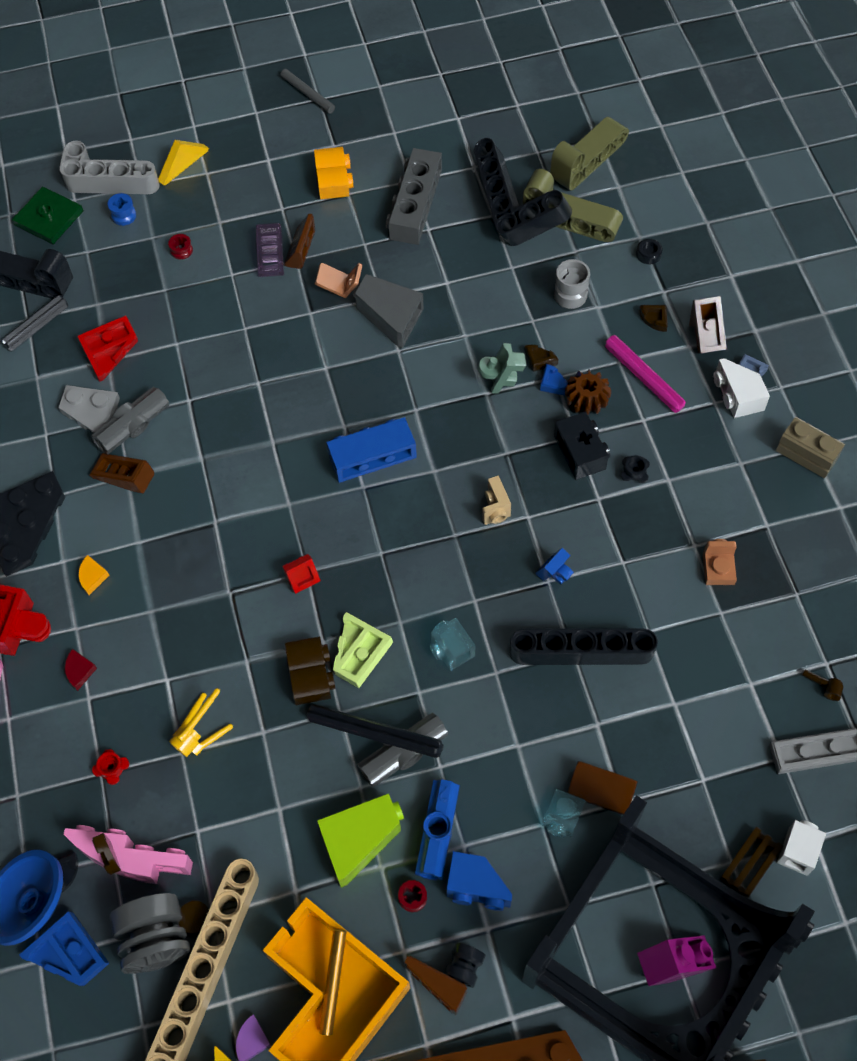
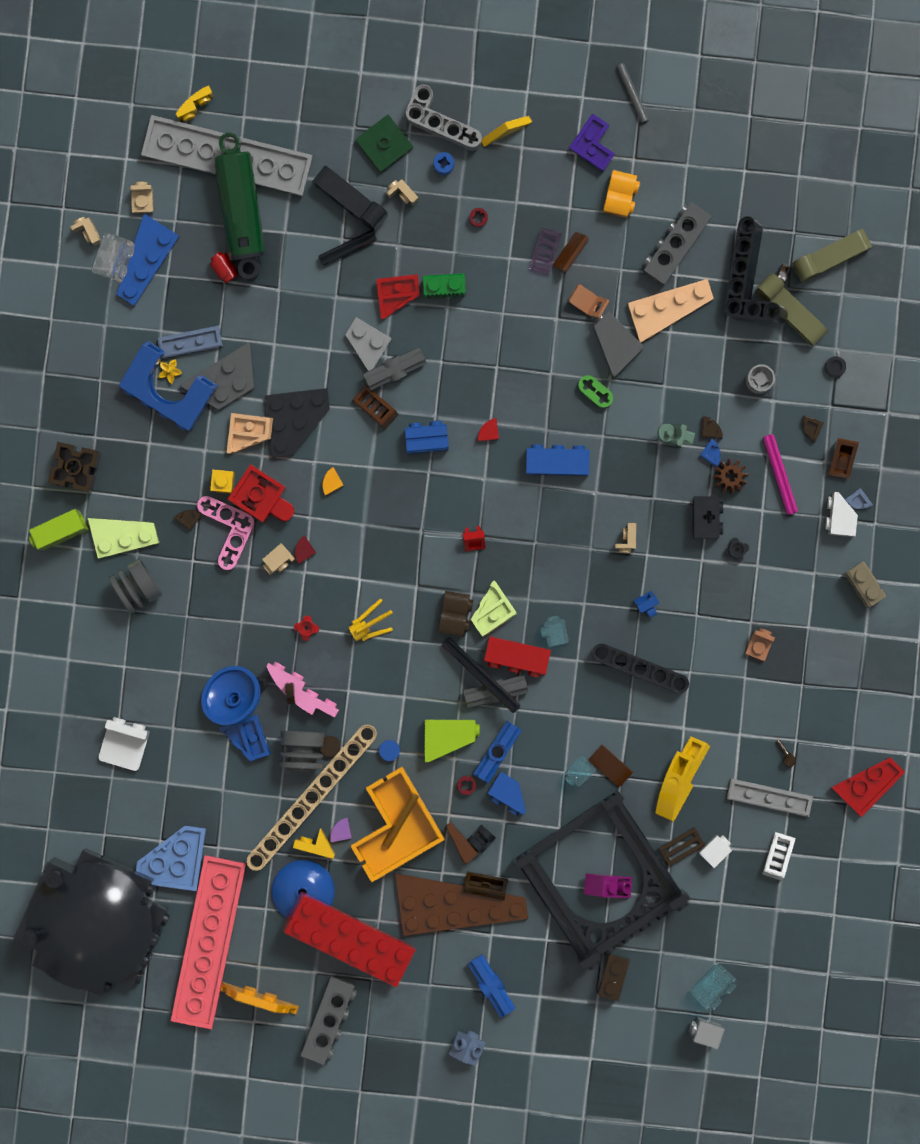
camera: 20 degrees right, 25 degrees up
(43, 690) = (277, 559): none -> tan brick
(83, 245) = (406, 194): none -> tan bracket
(163, 318) = (444, 285): none -> green brick
(197, 480) = (426, 438): none -> blue brick
(274, 449) = (489, 431): none -> red tile
(279, 143) = (588, 146): none -> dark purple plate
(283, 890) = (389, 750): none -> blue tile
(386, 366) = (598, 388): none -> bright green beam
(413, 692) = (517, 656): none -> red brick
(430, 260) = (663, 309): none -> light nougat wing
(498, 1035) = (485, 888): none -> dark brown tile
(703, 769) = (678, 778): none -> yellow slope

